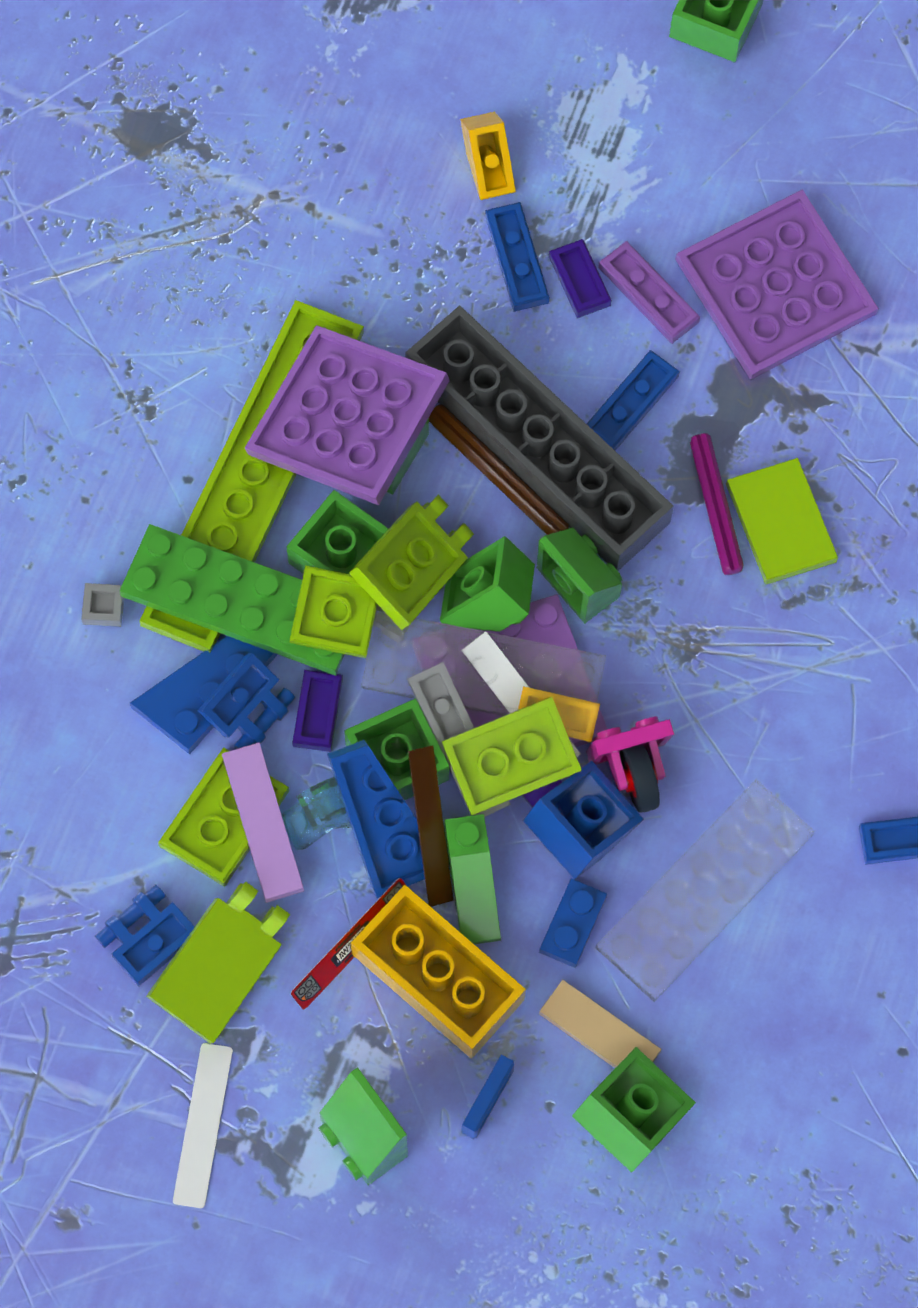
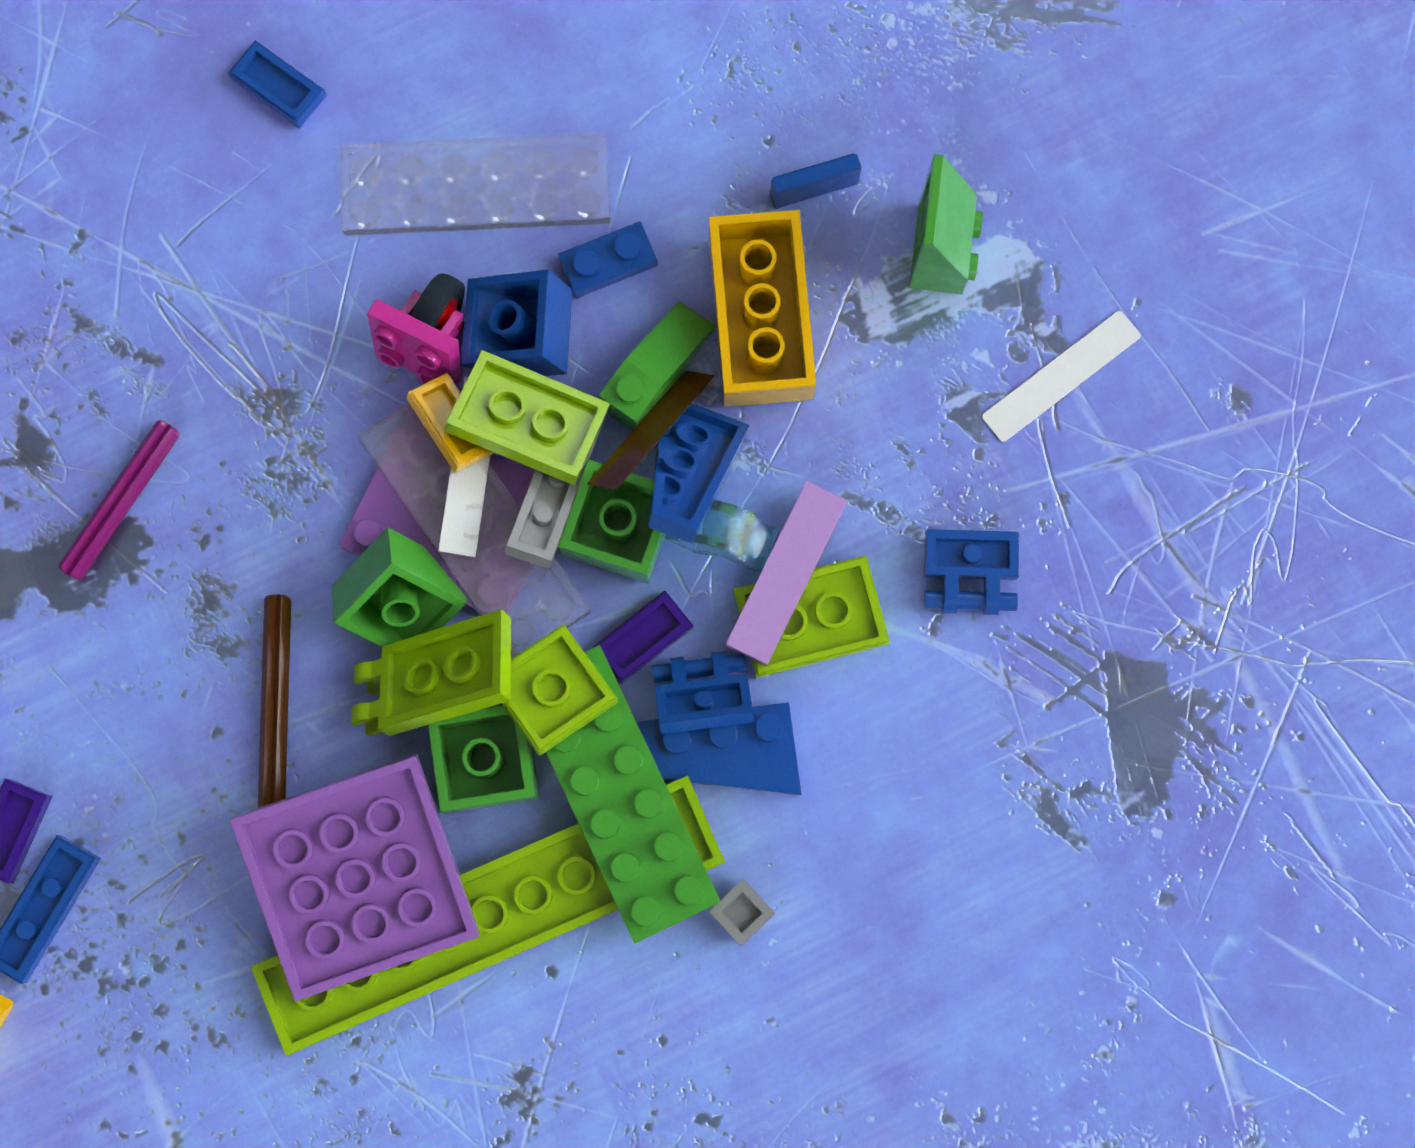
camera: 135 degrees left, 10 degrees up
(218, 963) = (932, 487): lime tile -> none
(339, 955) = (821, 404): sticker -> none
(543, 439) = (206, 696): dark grey brick -> none
(578, 573) = (302, 539): bright green slope -> none
(594, 1026) = (673, 156): tan tile -> none
(633, 399) = (92, 665): blue tile -> none
(633, 1109) = (710, 63): bright green slope -> none
(781, 521) = (81, 432): lime tile -> none

